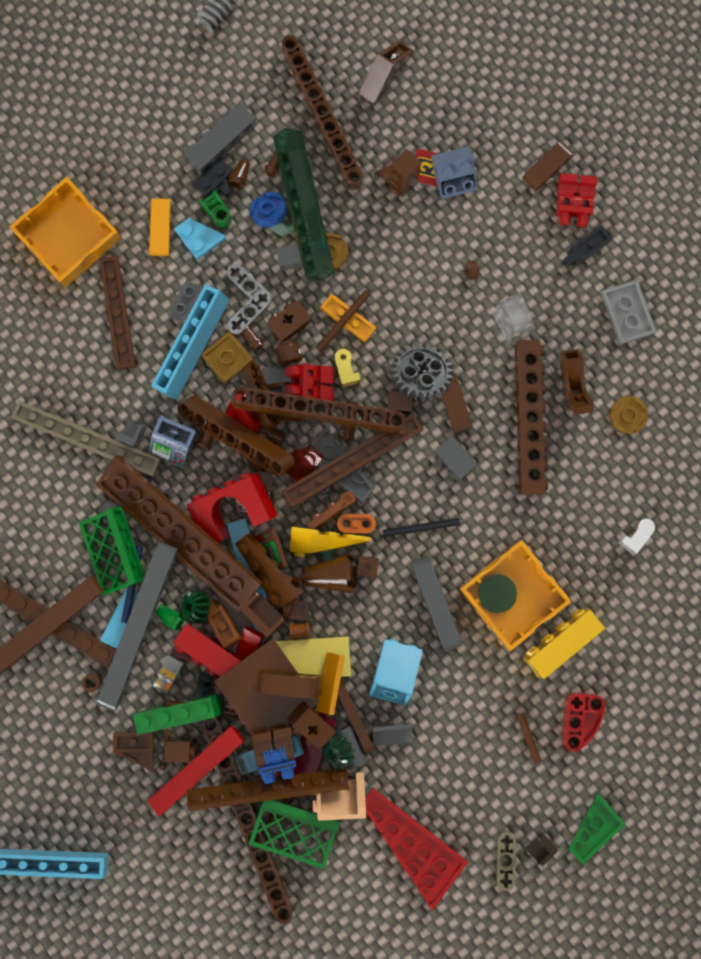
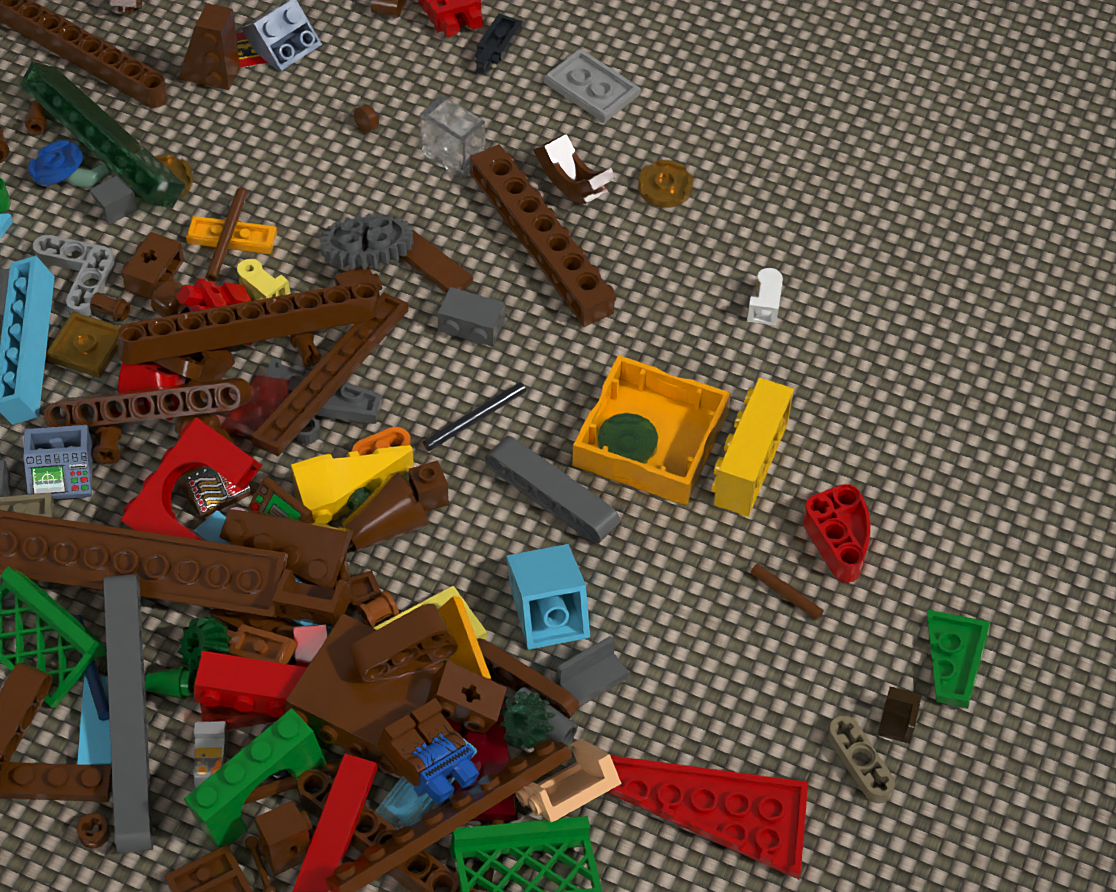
camera: 30 degrees left, 30 degrees down
(332, 511) = (343, 437): dark orange hinge -> none

